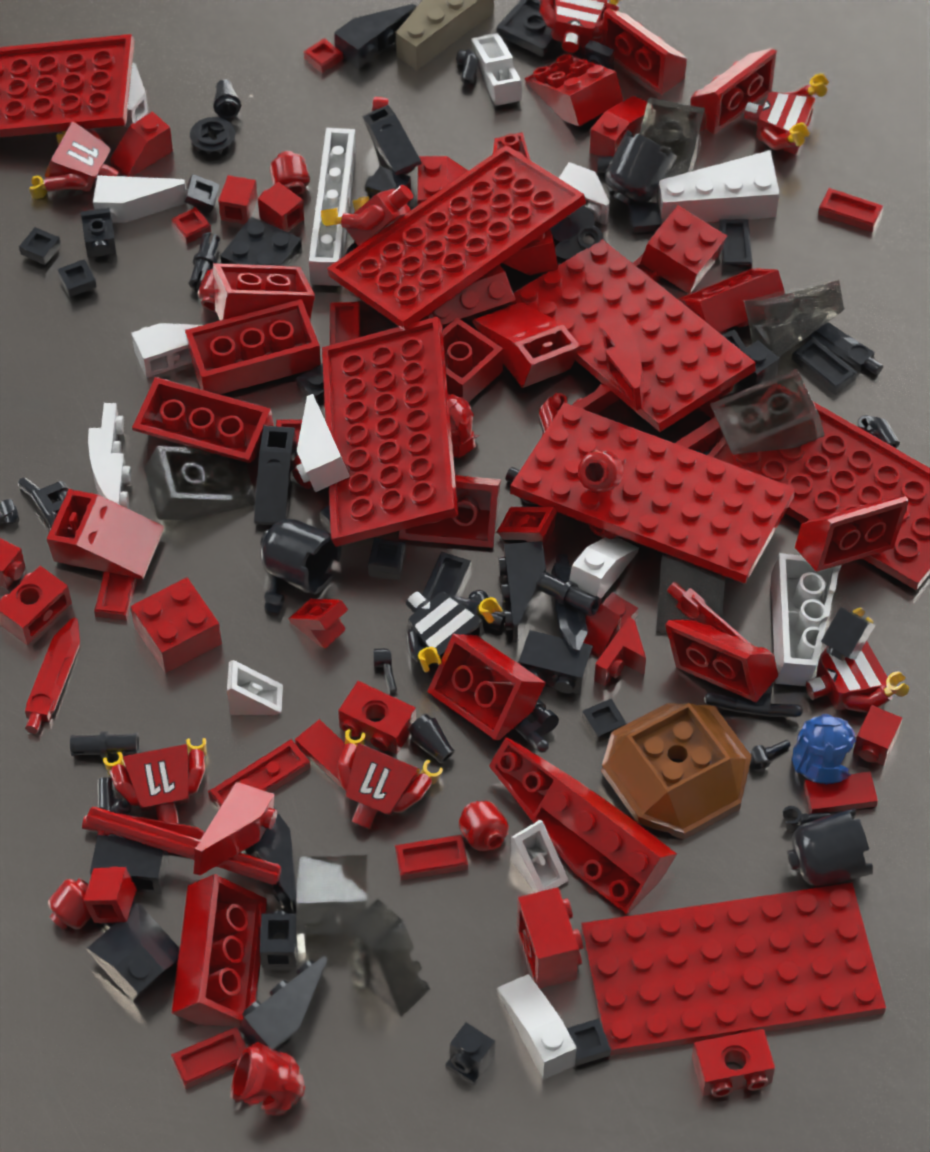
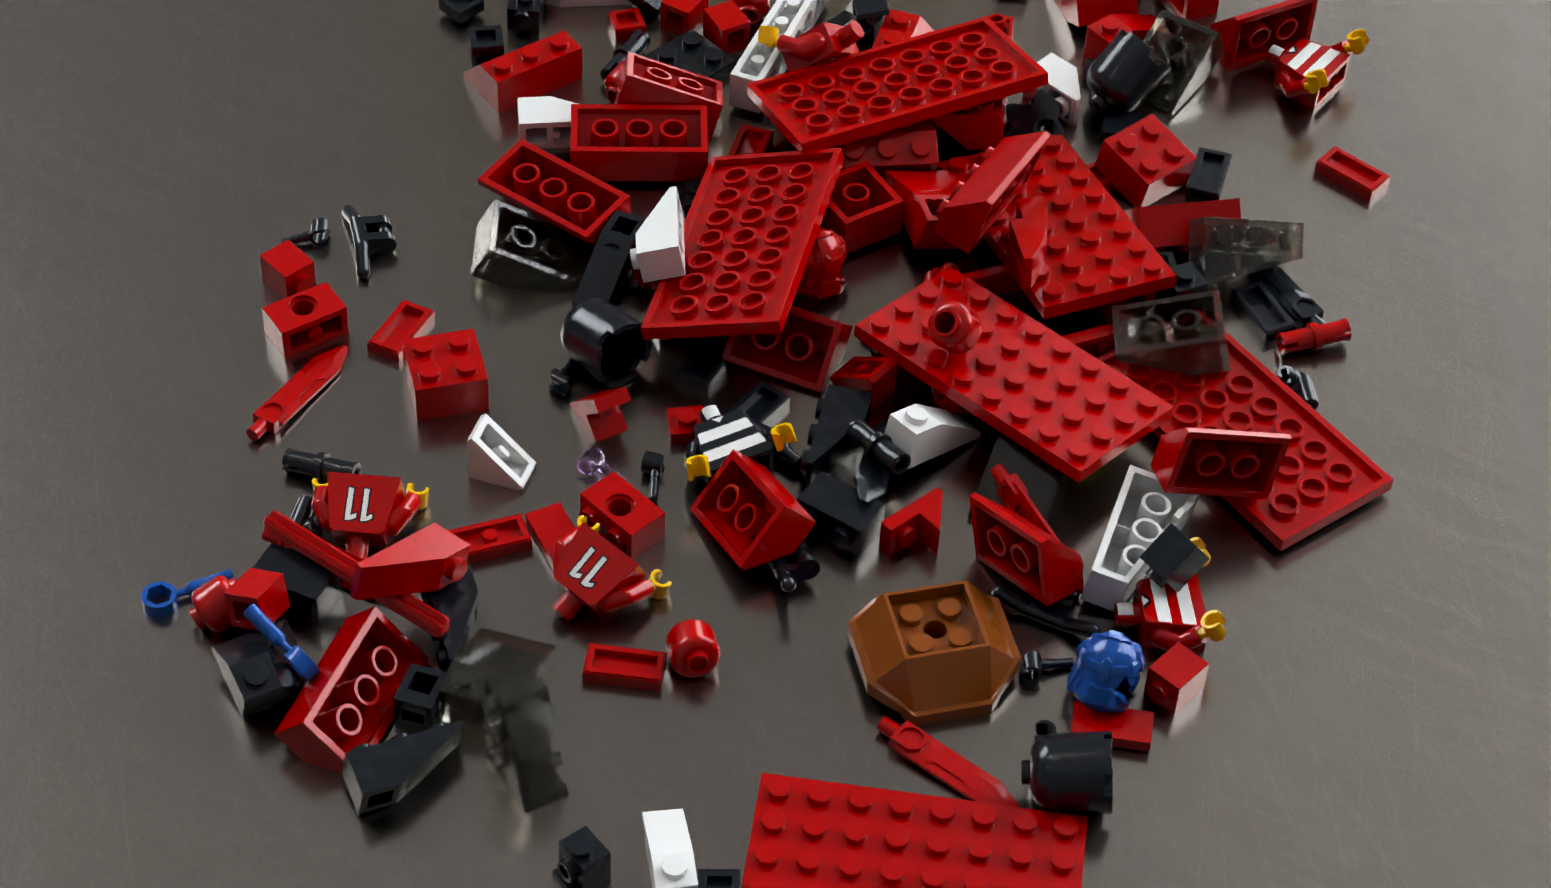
camera: 15 degrees right, 10 degrees down
(41, 893) = (163, 588): none -> blue piece
(103, 535) = (404, 272): slope -> none
(107, 457) = (442, 208): white slope -> none
(124, 298) = (528, 71): none -> red slope
(142, 927) = (294, 655): none -> blue piece
(209, 1057) = (300, 793): red tile -> none
(269, 1077) = (351, 823): red helmet -> none
(334, 670) = (594, 460): none -> clear purple hand
(392, 611) = (681, 423): none -> red plate
(430, 737) = (671, 549): black cone -> none
(537, 858) = (738, 694): white slope -> none
(548, 937) = (716, 771): red brick -> none
(575, 321) = (988, 189): none -> red slope
(585, 829) = (804, 681): red wedge -> none
(603, 719) = (870, 583): black tile -> none
(607, 622) = (912, 485): red slope -> none
(724, 191) = (1216, 119): white wedge -> none
(727, 869) = (944, 763): none -> red piece
(875, 379) = (1313, 336): none -> red pin

